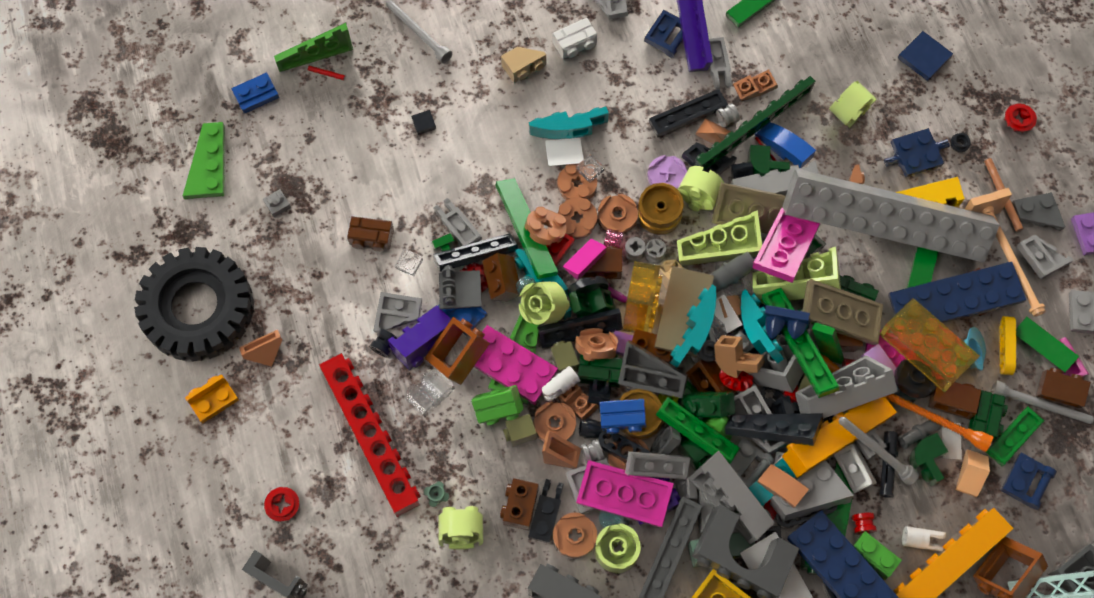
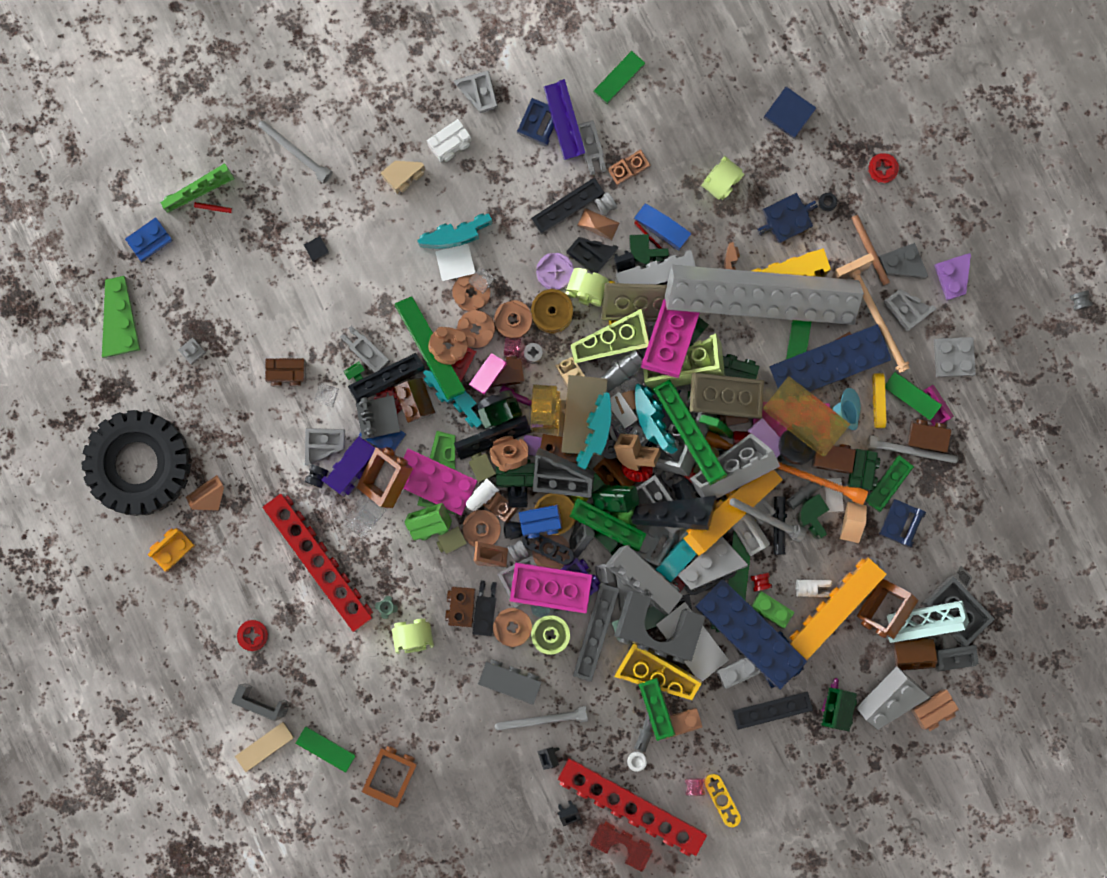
camera: 10 degrees left, 15 degrees up
(523, 282) = (438, 406): clear light blue plate -> none
(543, 303) = (456, 422): yellowish green brick -> none
(657, 465) = (576, 560): light grey tile -> none
(658, 247) = (552, 349): light grey wheel -> none
(759, 120) = (636, 207): dark green plate -> none
(777, 317) = (667, 415): dark blue tile -> none
(783, 485) = (686, 565): nougat slope -> none

